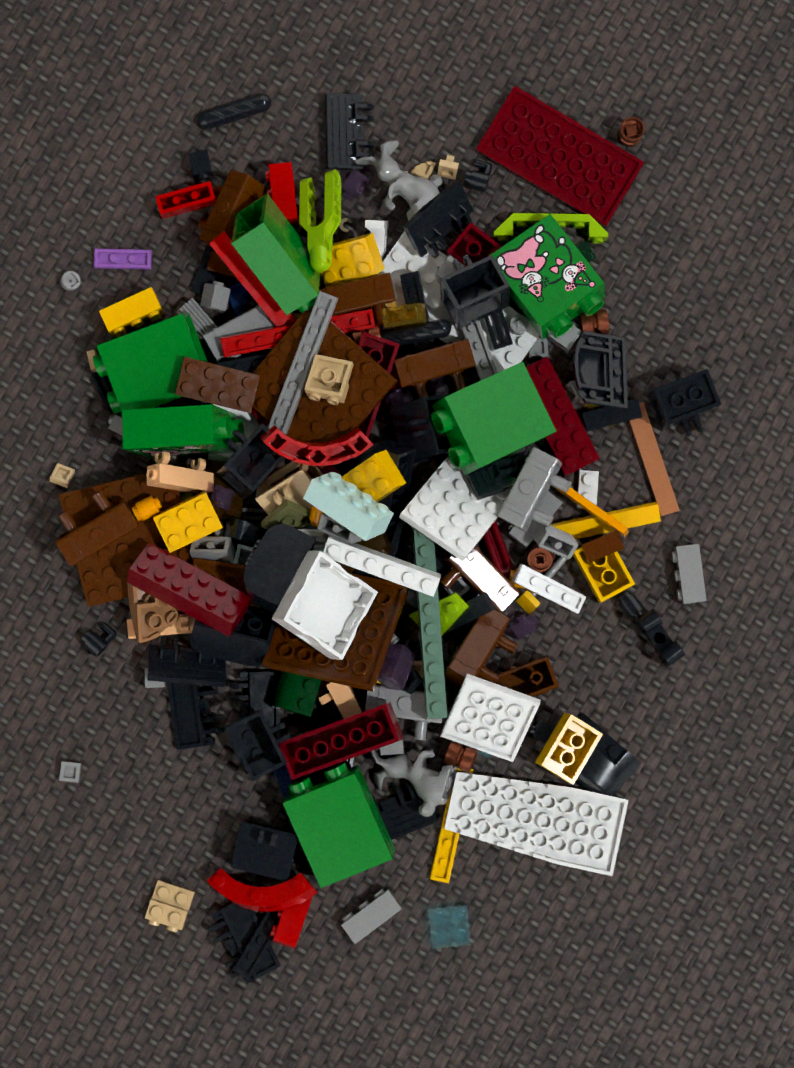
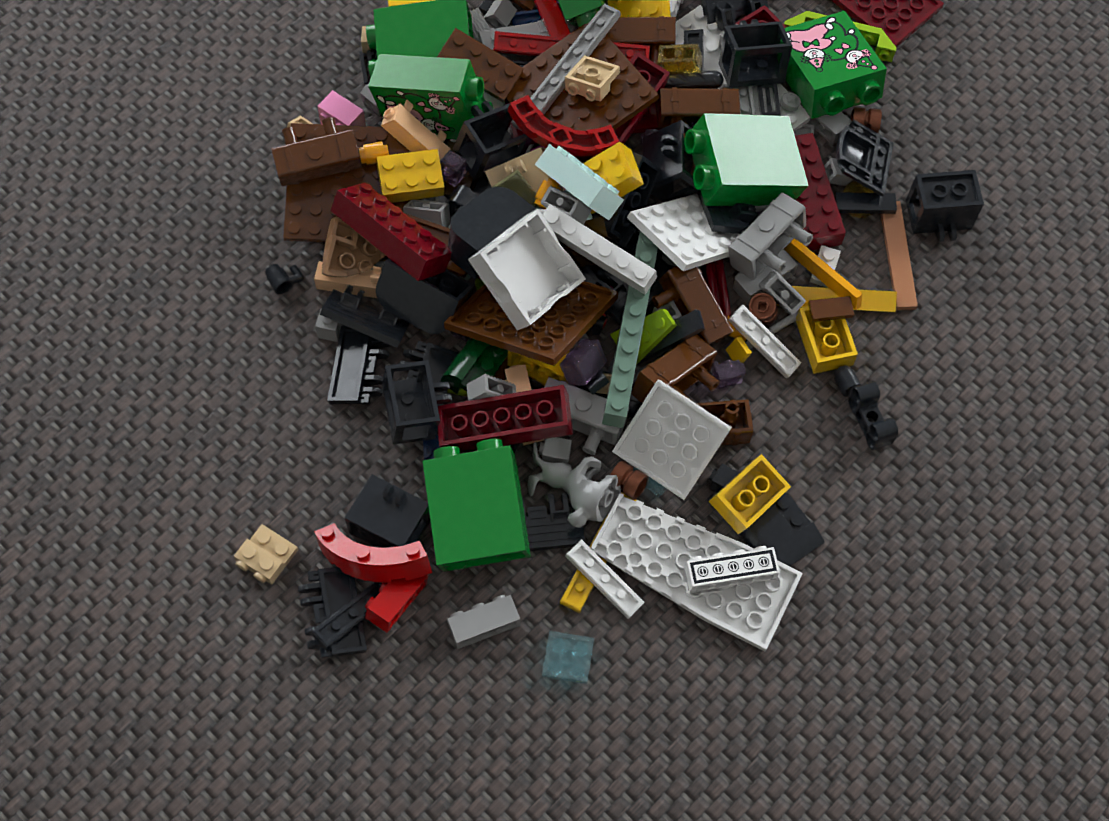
camera: 15 degrees right, 20 degrees down
(70, 771) = (208, 393): light grey plate -> none
(100, 462) = (342, 110): none -> bright pink brick
(322, 716) = (487, 386): none -> light grey brick
(462, 850) = (604, 579): none -> white tile
(569, 818) = (731, 569): none -> white brick
(689, 574) = (916, 367): light grey brick -> none

